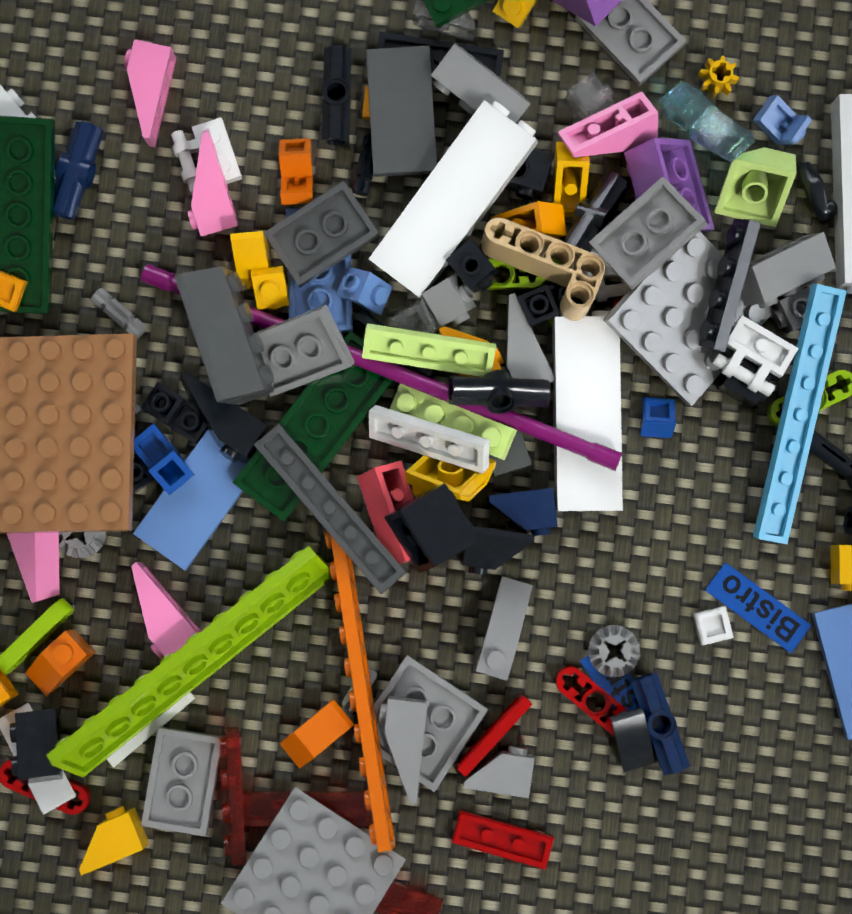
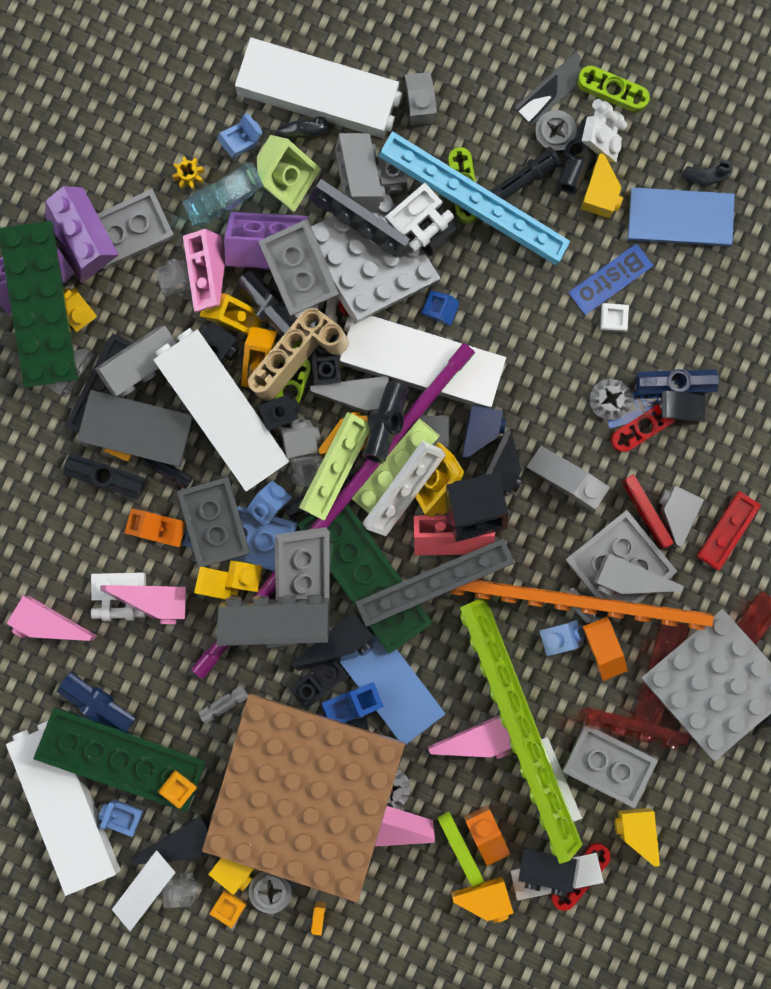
camera: 75 degrees left, 0 degrees up
(314, 680) = (562, 638): none -> medium blue bracket

